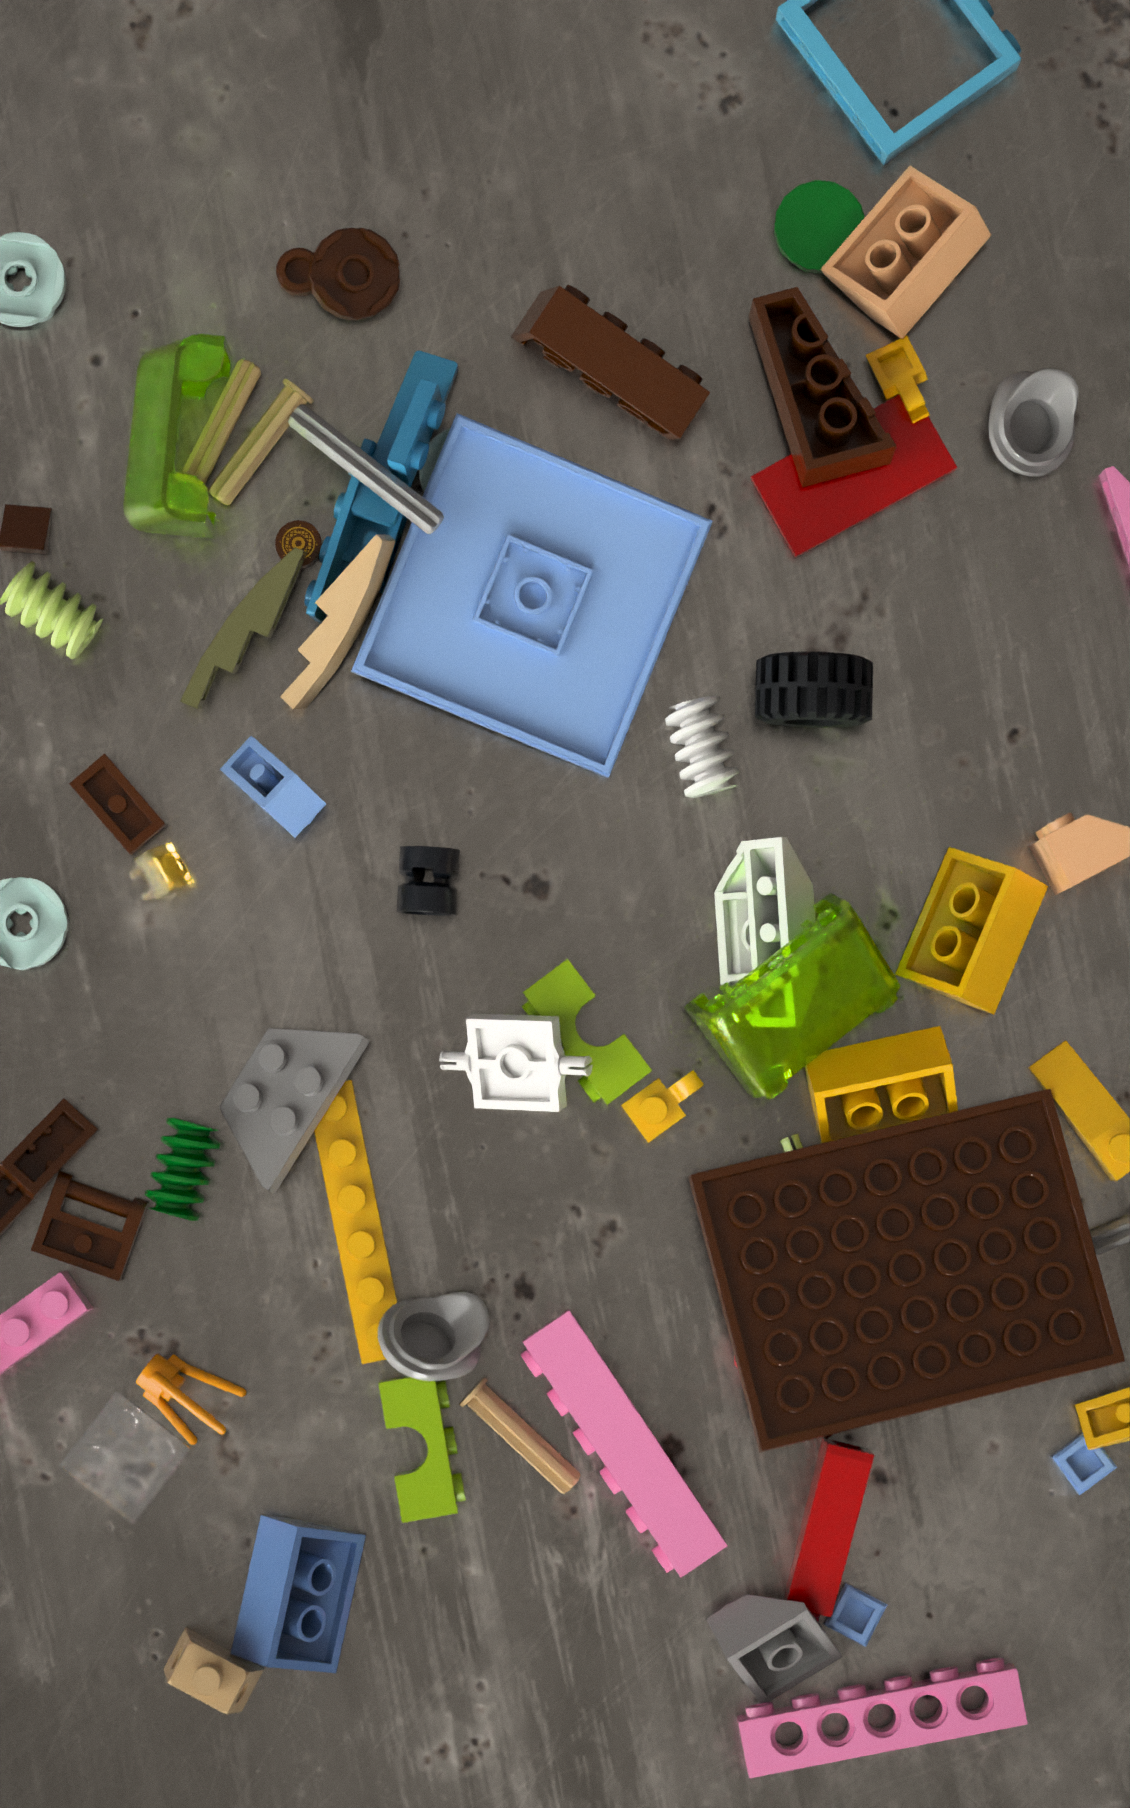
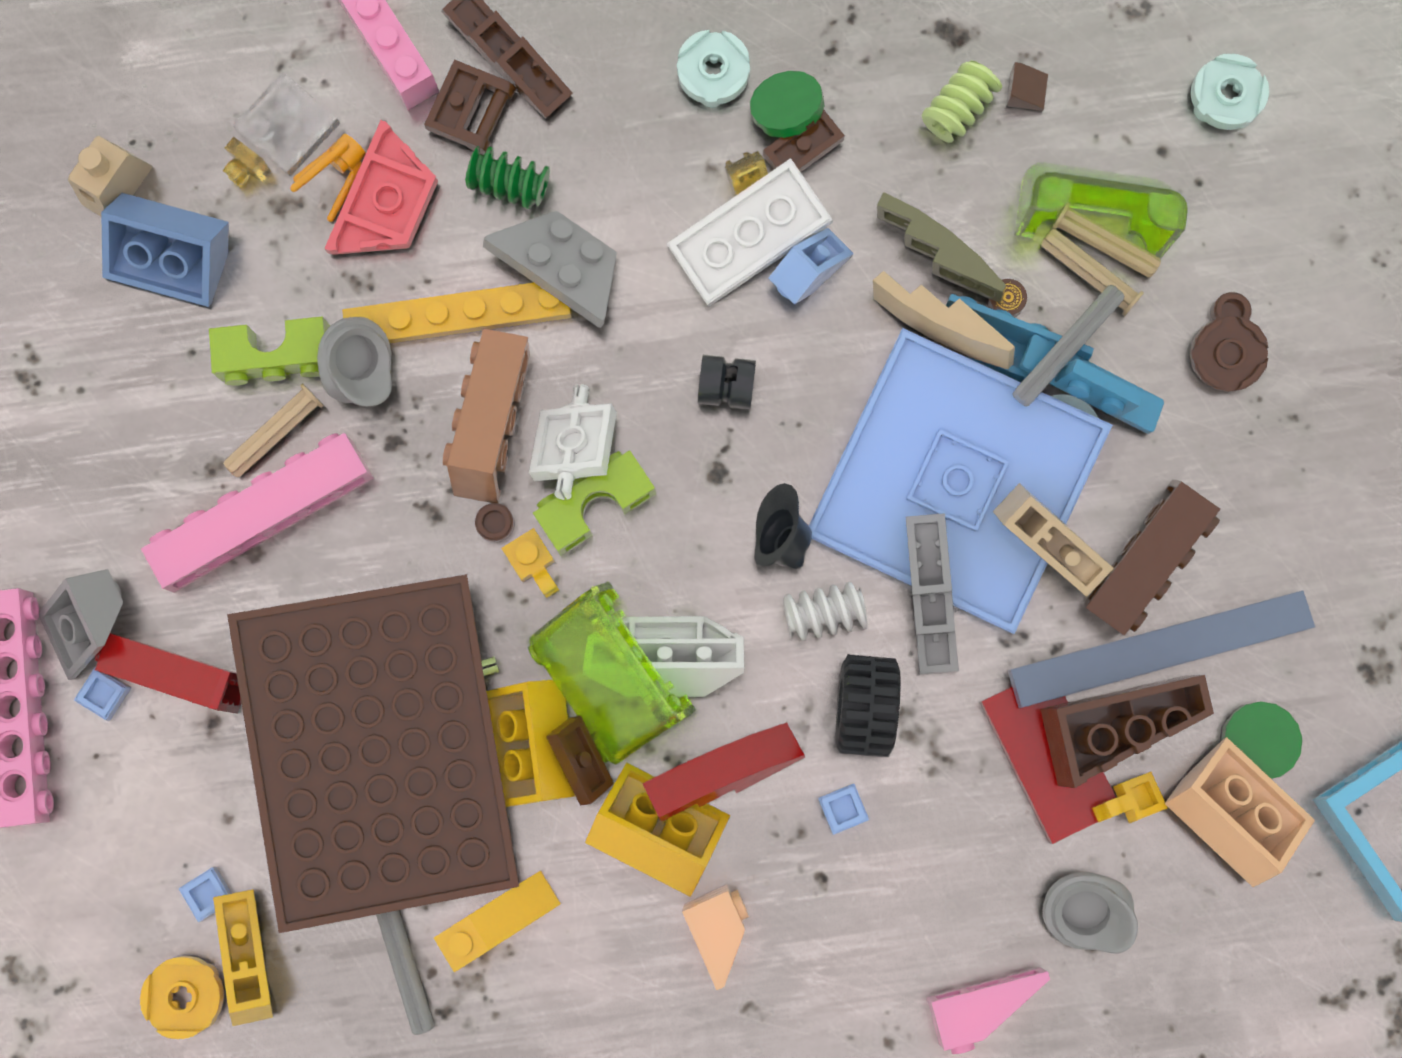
camera: 100 degrees right, 5 degrees down
(66, 827) = (787, 103): none -> green tile
(180, 1504) = (244, 163): none -> clear yellow tile
(215, 1323) = (384, 198): none -> coral wing
(235, 864) = (749, 232): none -> white tile
(487, 1169) = (486, 415): none -> nougat wedge
(601, 482) = (1052, 540): none -> tan slope
(609, 805) = (780, 530): none -> black piece
(616, 1154) = (494, 522): none -> reddish brown tile
(674, 620) = (932, 593): none -> light grey slope
(720, 347) = (1160, 649): none -> sand blue tile
(898, 855) = (723, 770): none -> red slope
(900, 1024) = (580, 760): none -> reddish brown plate
(932, 713) = (843, 809): none -> light blue tile

